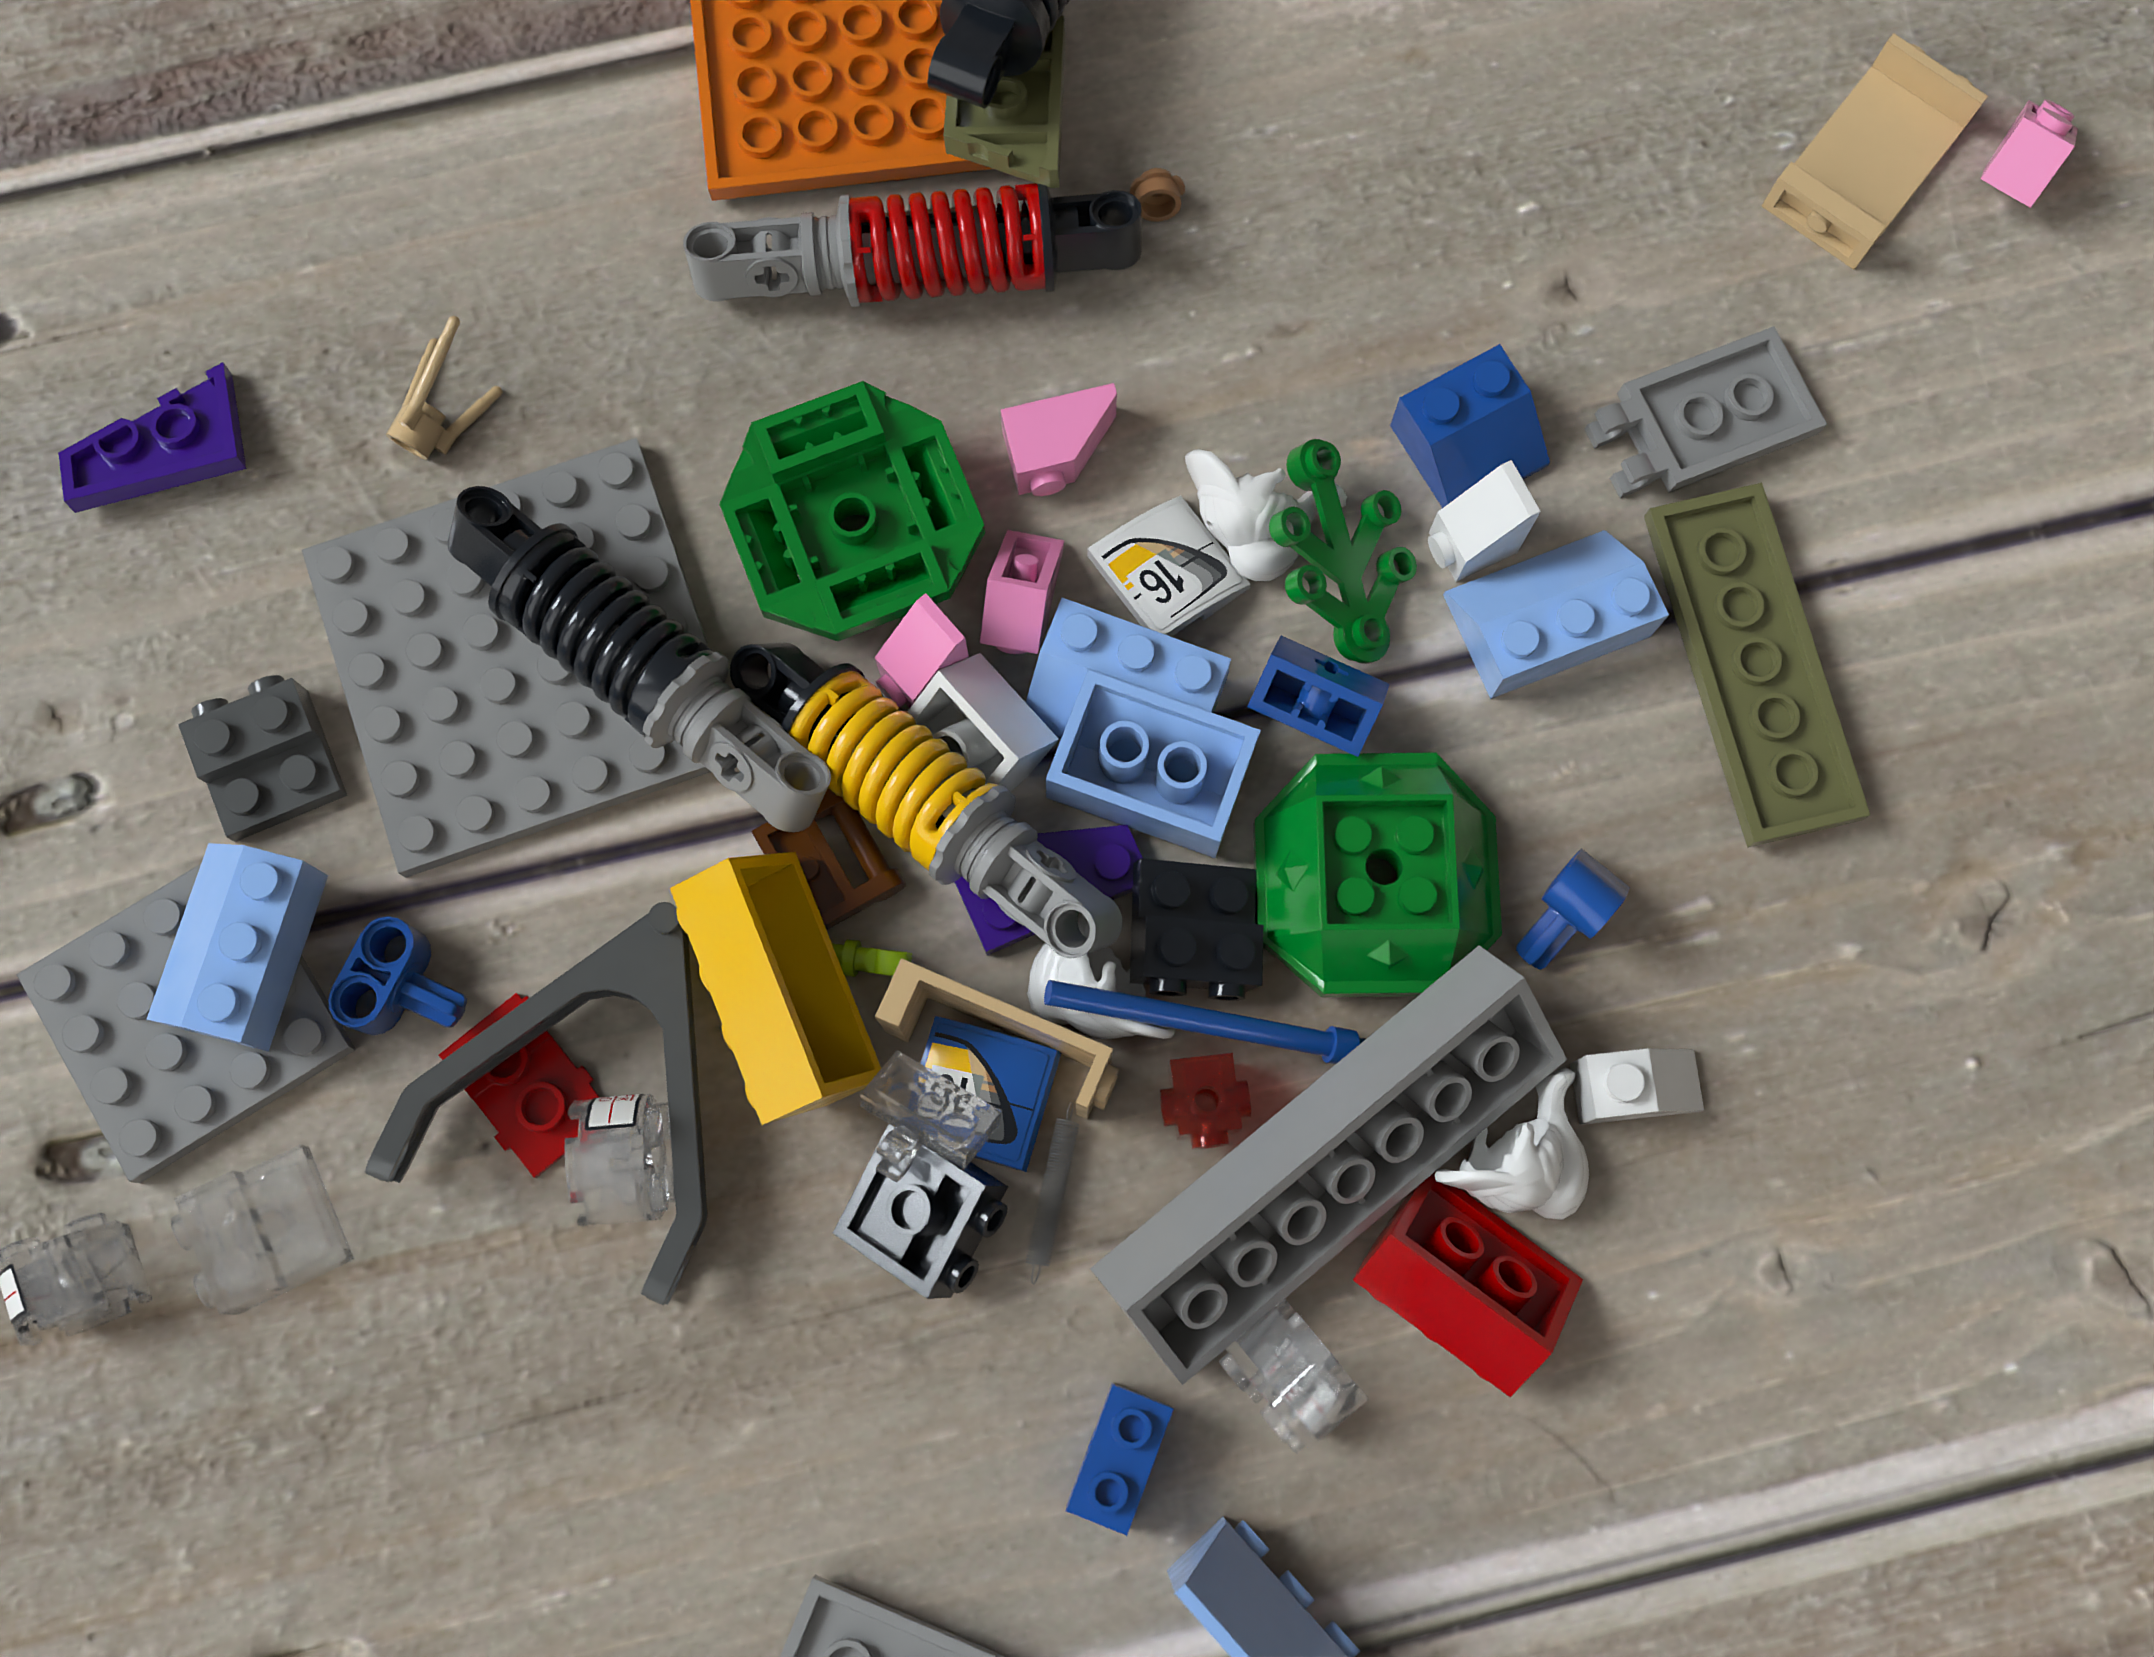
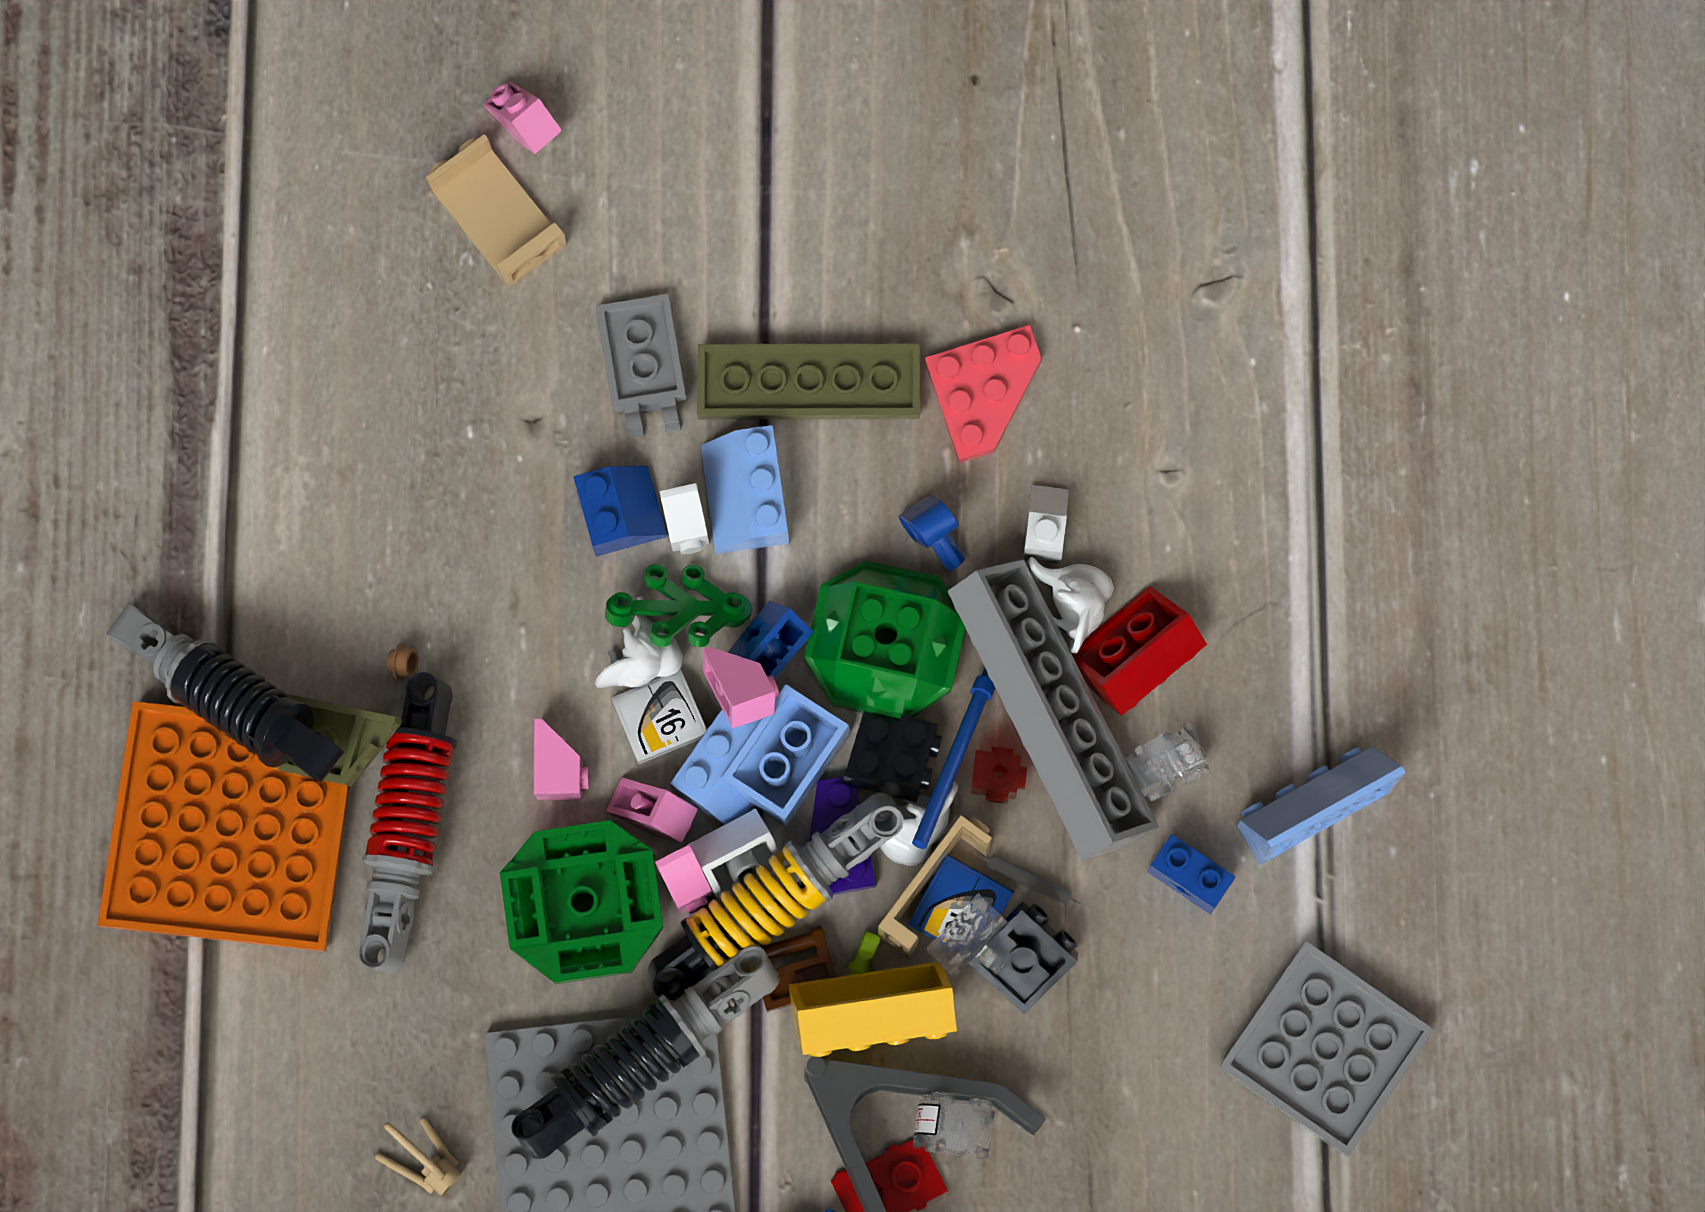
camera: 75 degrees left, 0 degrees up
(1234, 659) = (739, 686): none -> bright pink slope
(1829, 935) = (982, 388): none -> coral plate

